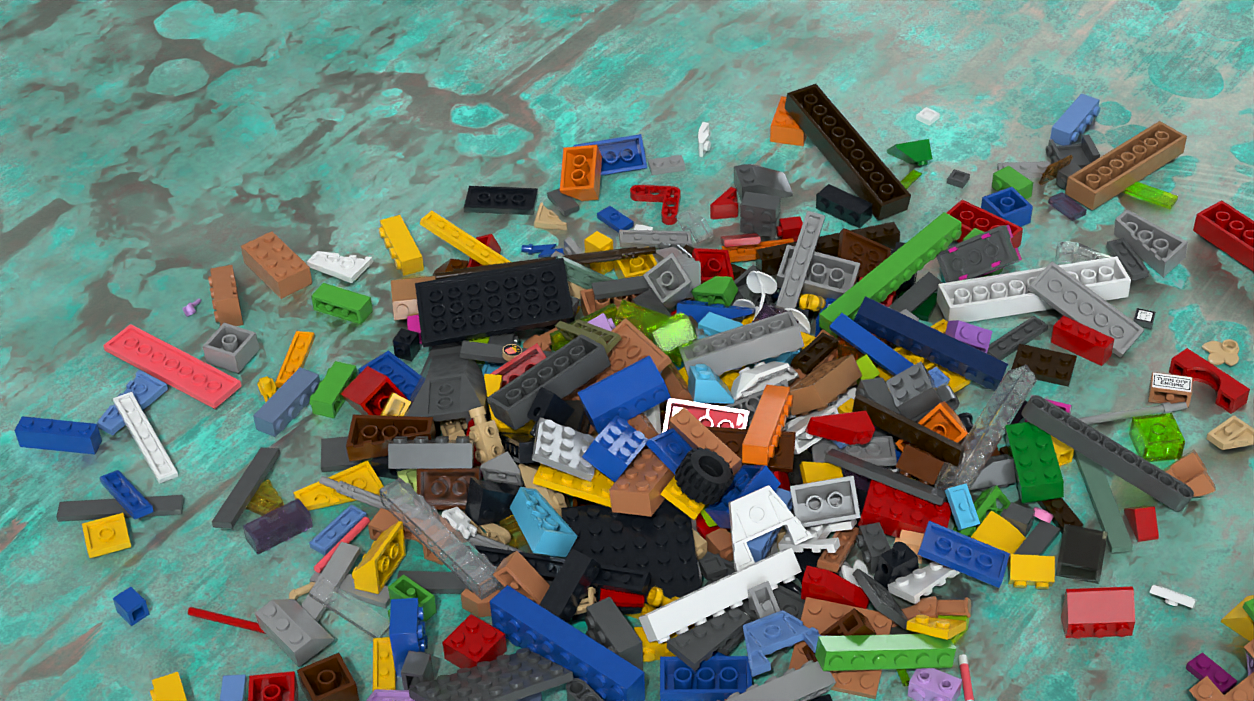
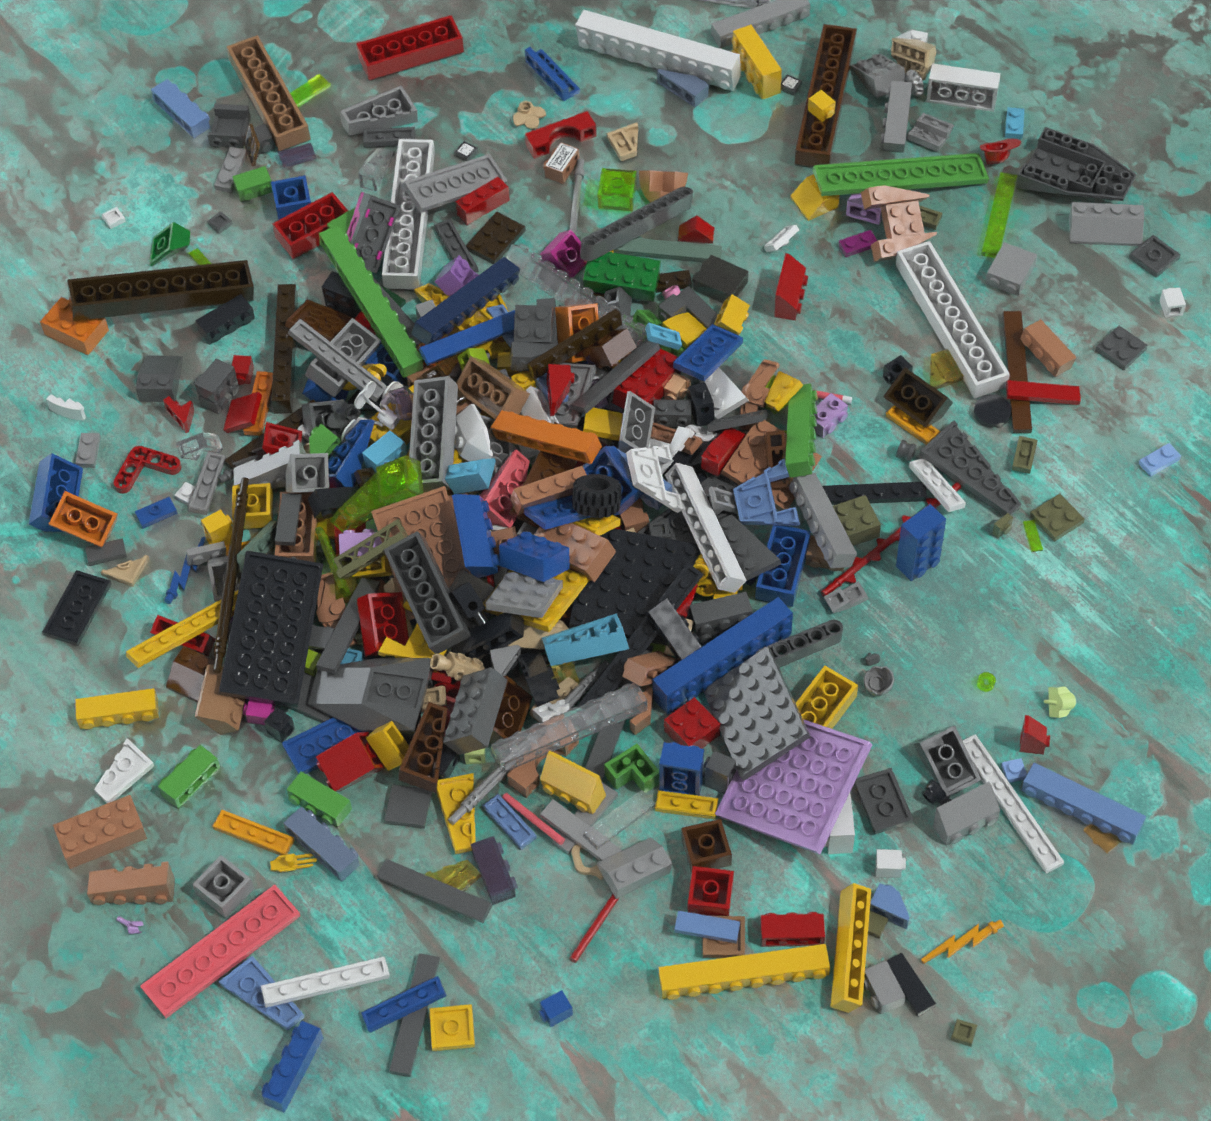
camera: 75 degrees left, 15 degrees up
(511, 351) = (350, 626): tile -> none

